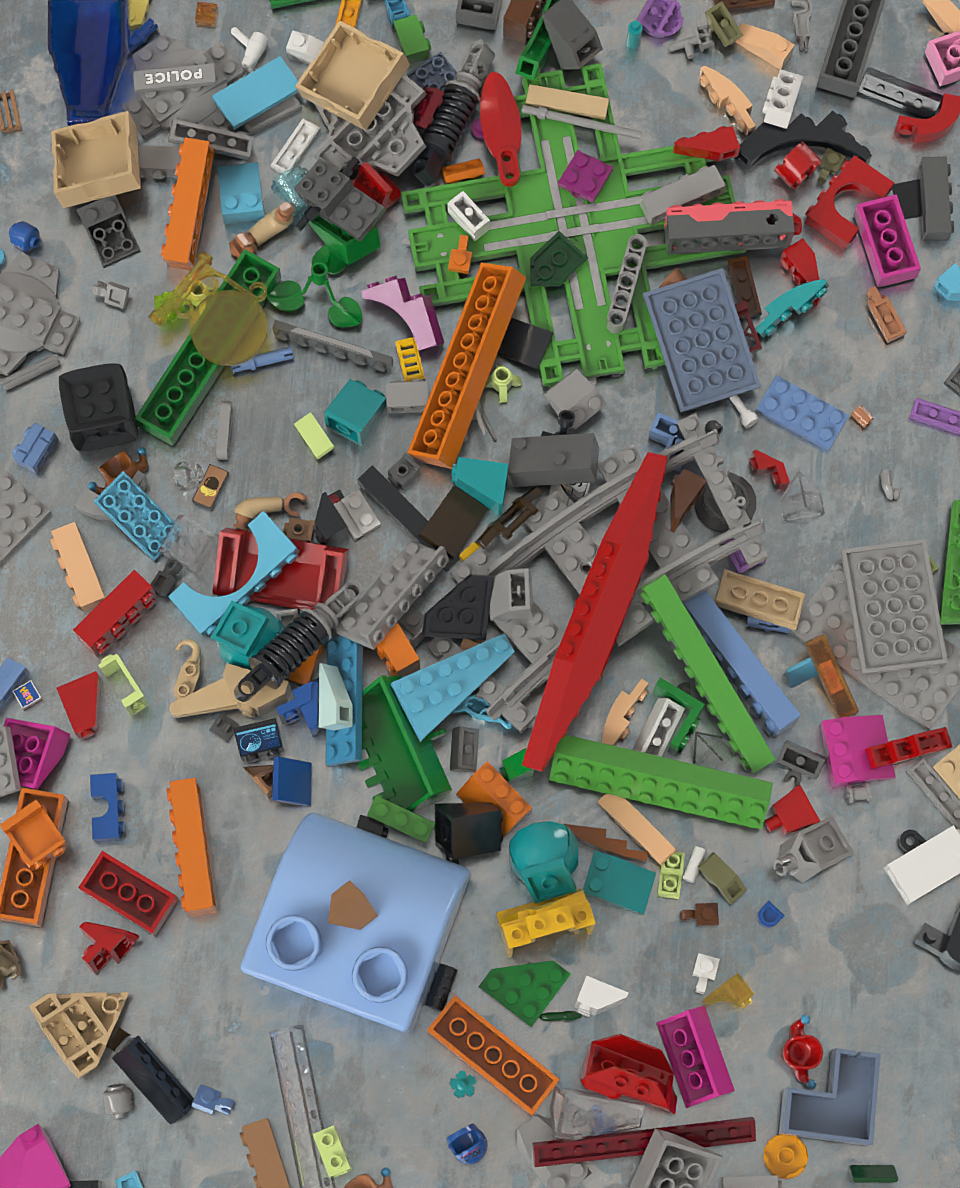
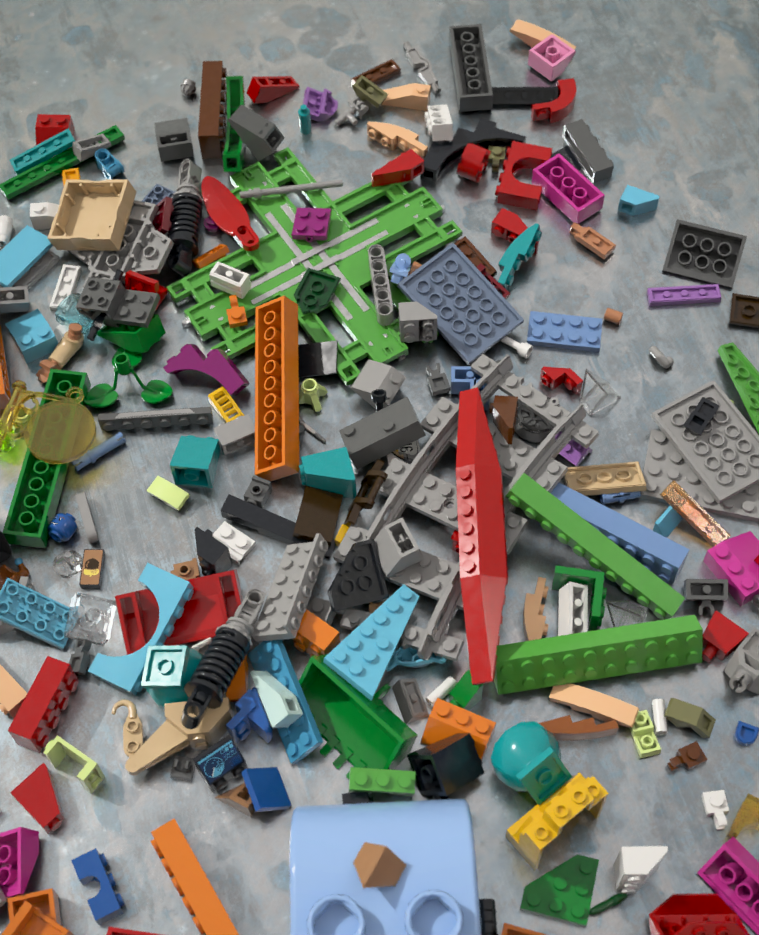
camera: 20 degrees left, 15 degrees down
(196, 432) = (62, 527): none -> blue head
(252, 507) = (135, 568): tan piece -> none
(411, 38) = (130, 173): bright green brick -> none
(497, 753) = (441, 691): none -> white axle
(567, 102) = (274, 179): tan tile -> none
(618, 883) = (603, 757): teal slope -> none
(640, 419) = (437, 382): none -> dark grey plate
(641, 348) = (416, 323): none -> light grey slope
(654, 274) = (400, 268): none -> light blue hips
(685, 192) = (394, 209): light grey brick -> none
(730, 227) = (443, 215): dark grey piece -> none
(889, 575) = (701, 416): none -> black slope

